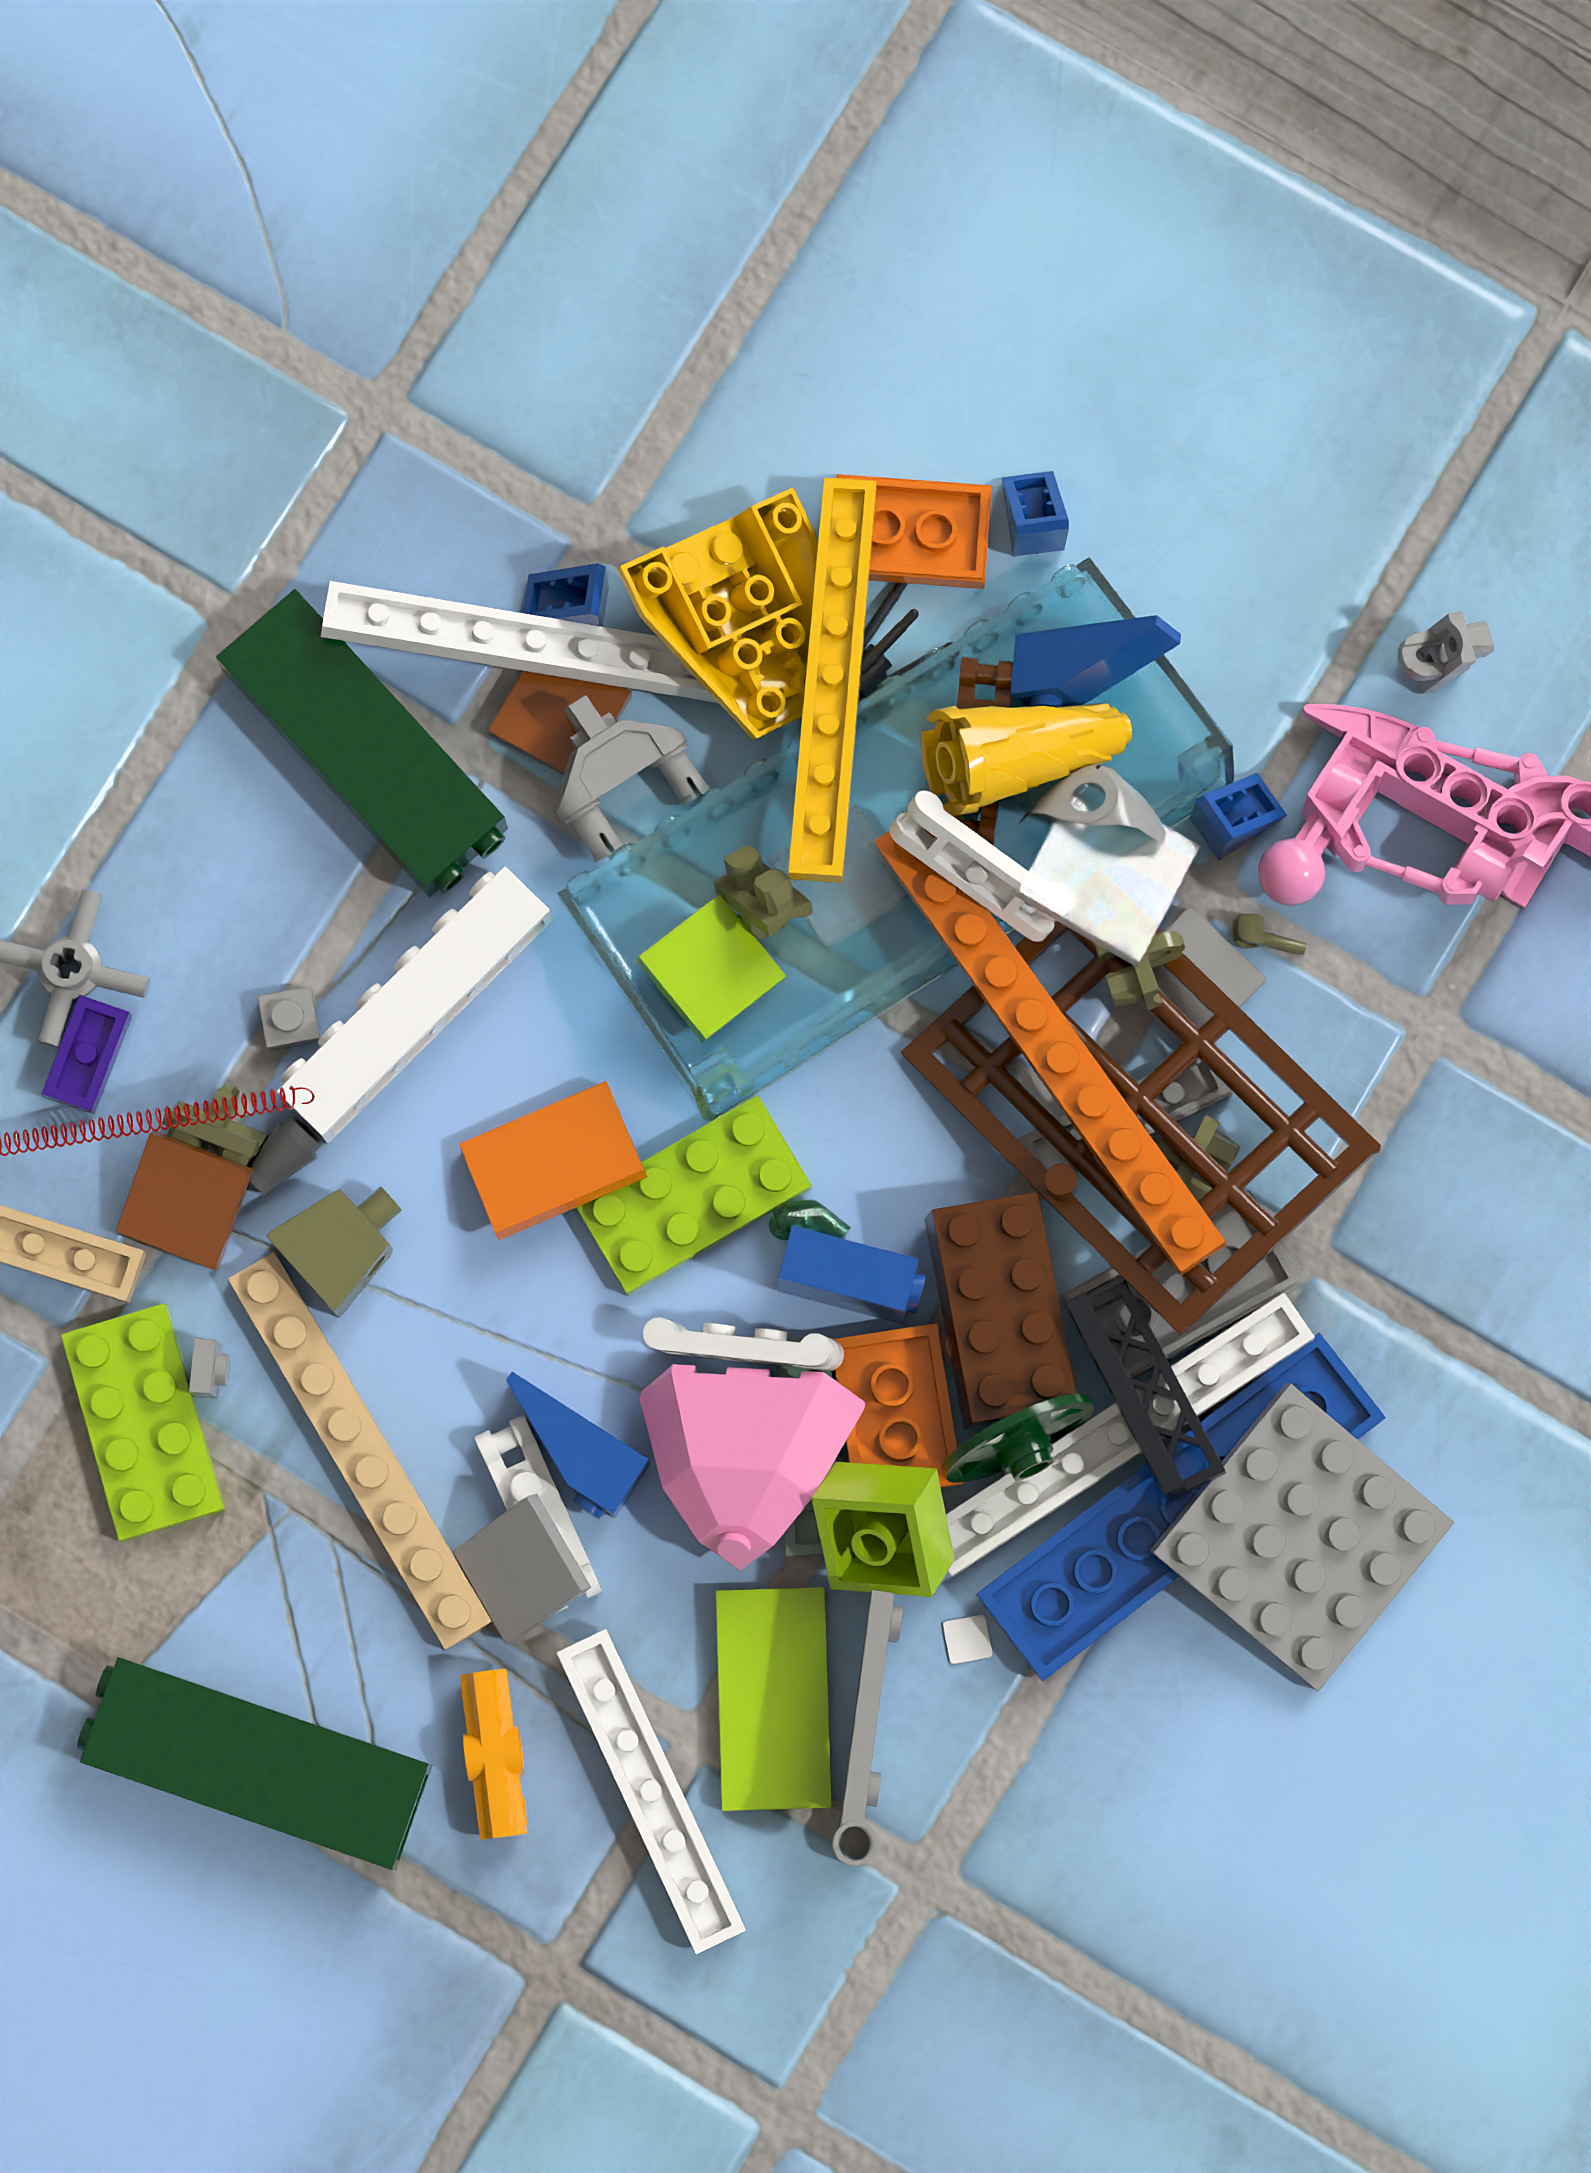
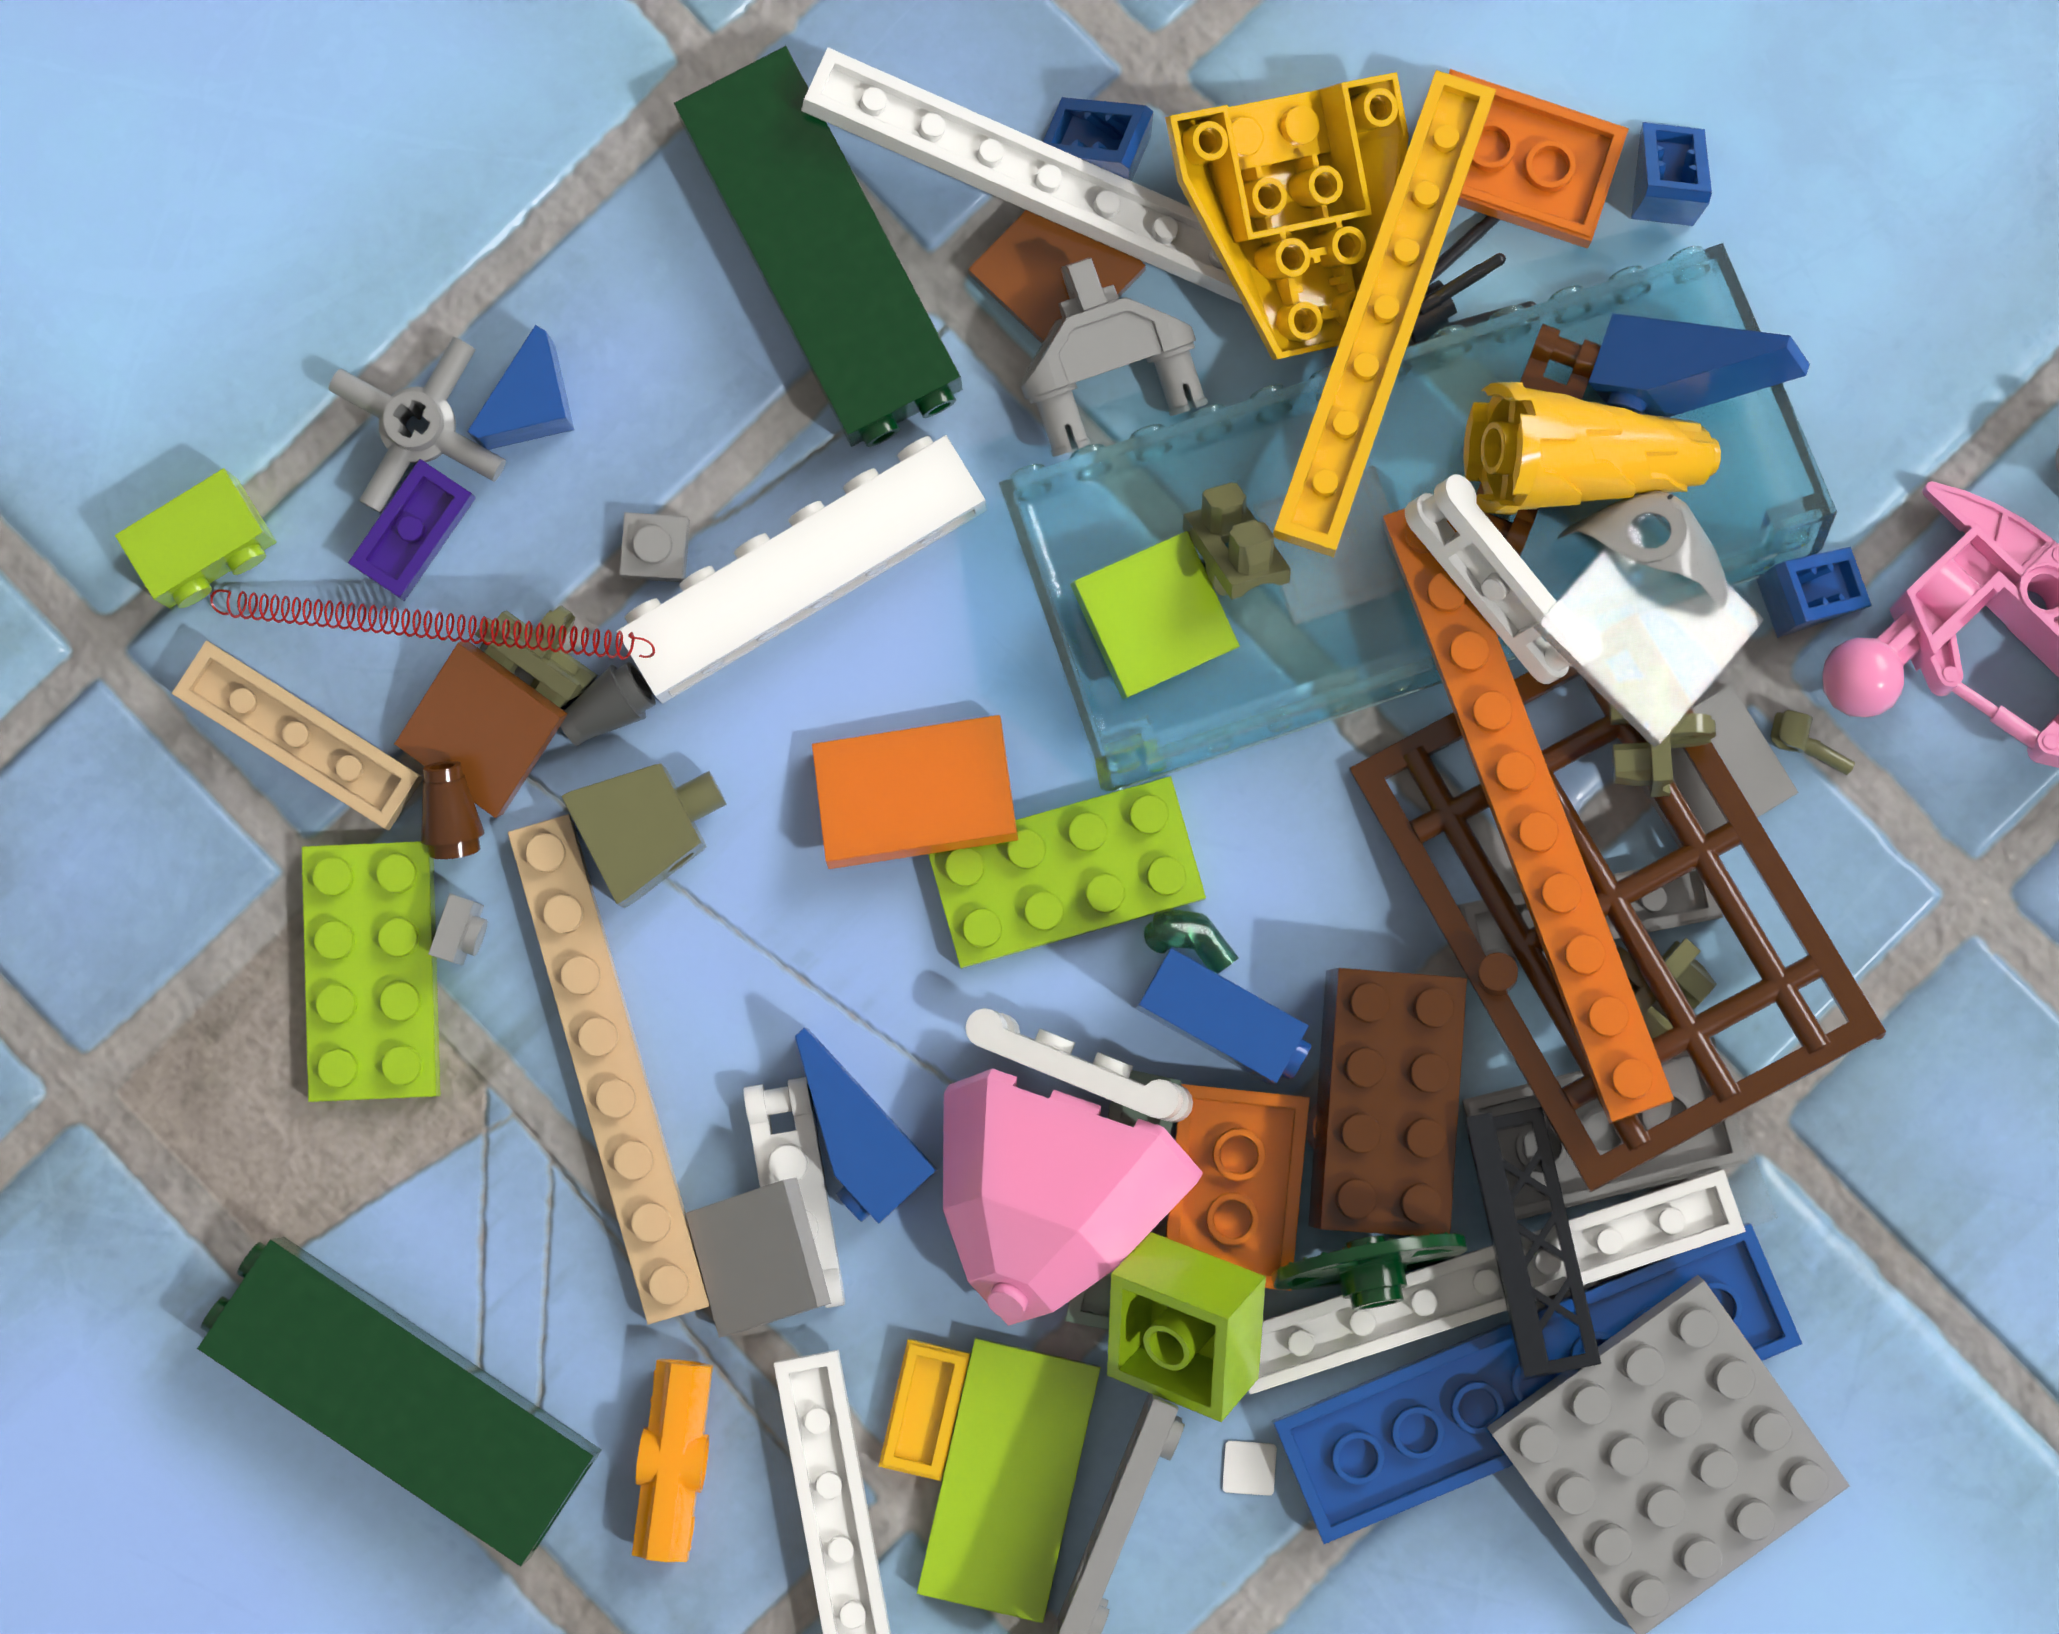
camera: 20 degrees right, 5 degrees up
(155, 925) = (527, 399): none -> blue slope
(175, 1274) = (449, 813): none -> reddish brown cone
(689, 1660) = (924, 1409): none -> yellow tile

